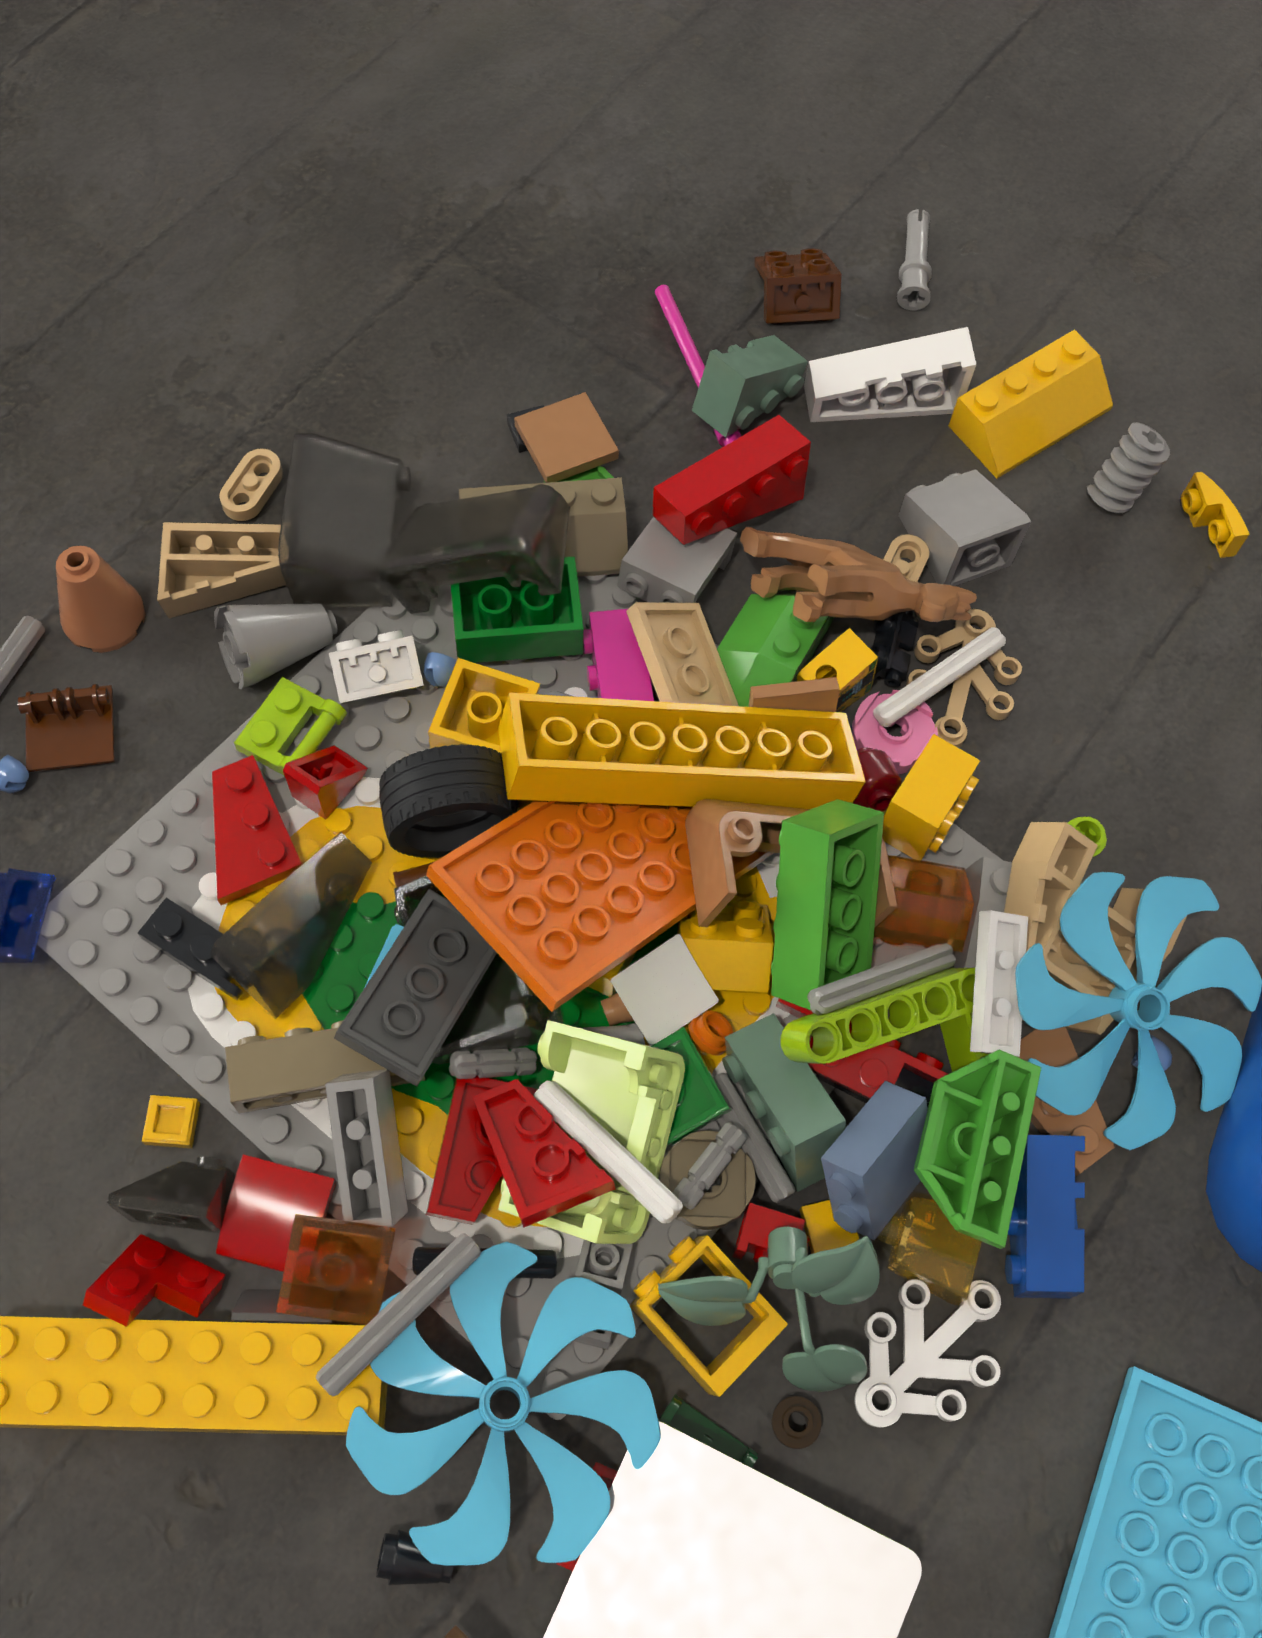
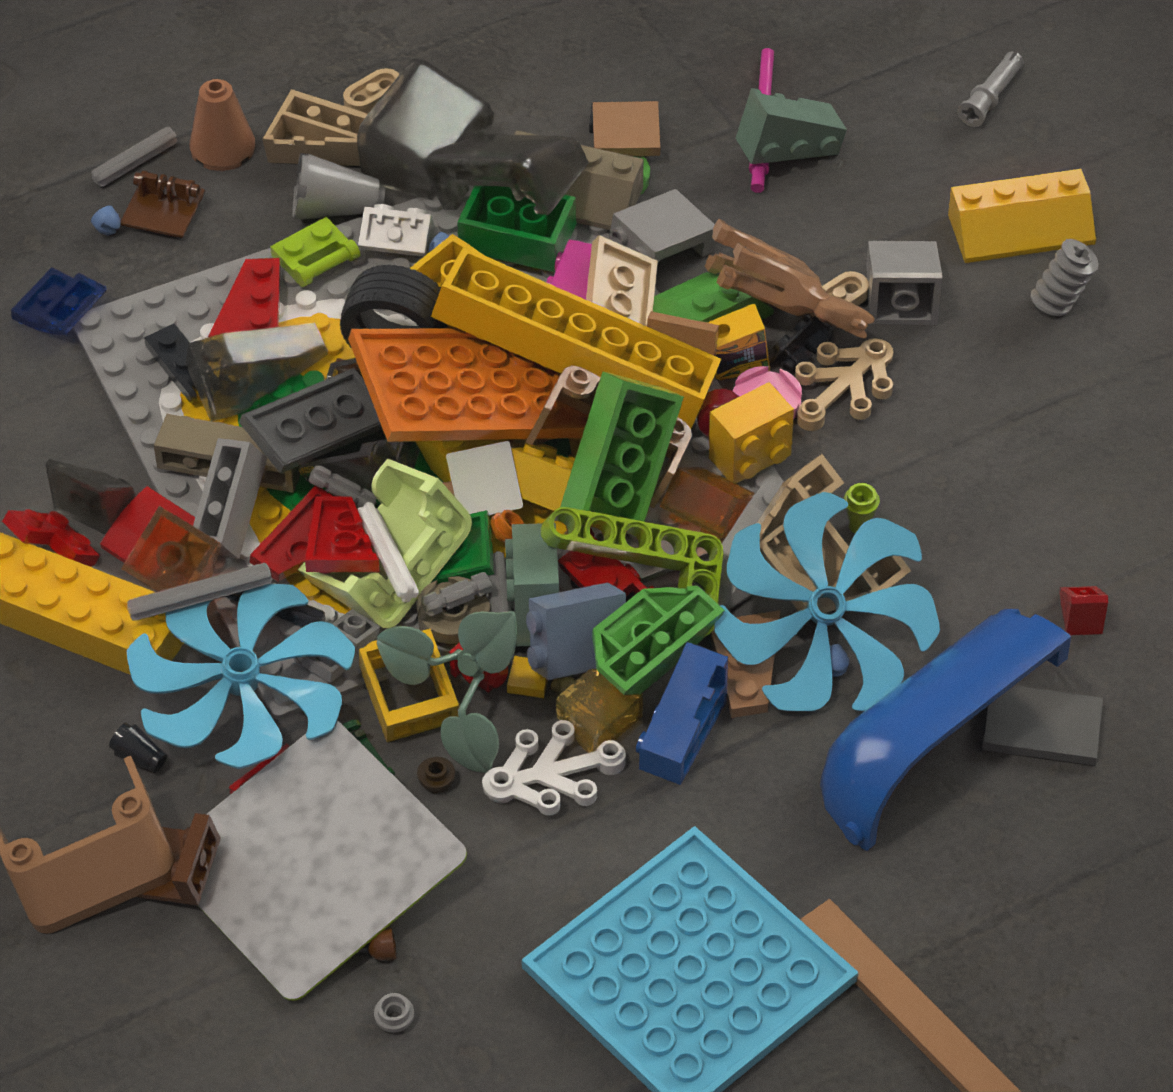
camera: 30 degrees right, 15 degrees down
(171, 1121) = (110, 459): yellow tile -> none
(323, 779) = (318, 287): red slope -> none
(735, 482) = (733, 189): red wedge -> none
(799, 286) = (878, 80): reddish brown bracket -> none
(880, 979) = (626, 511): light grey axle -> none
(892, 379) = (908, 162): white wedge -> none
(939, 677) = (820, 368): white axle -> none
(995, 1001) = (710, 564): white plate -> none
(1212, 507) = (1124, 335): yellow slope -> none

